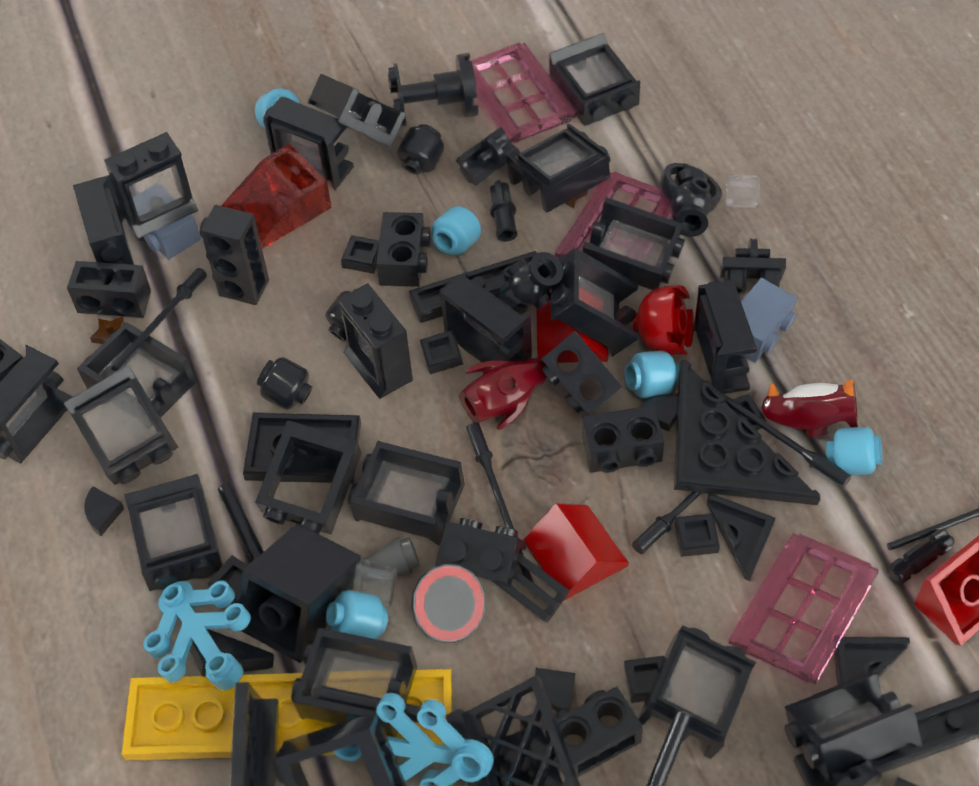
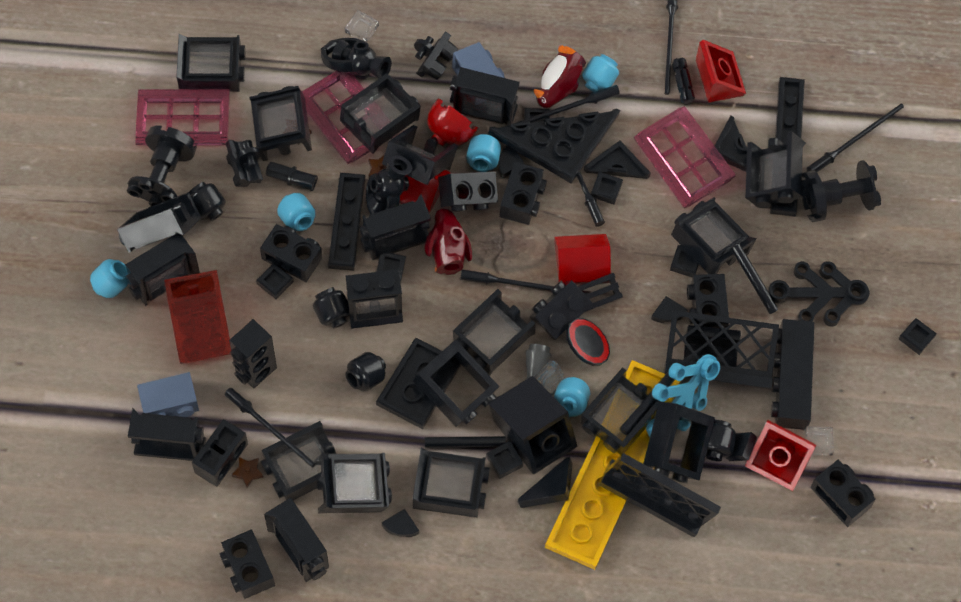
camera: 70 degrees left, 10 degrees up
(151, 184) = (166, 380): black window -> none
(179, 603) = (532, 491): medium azure plant -> none

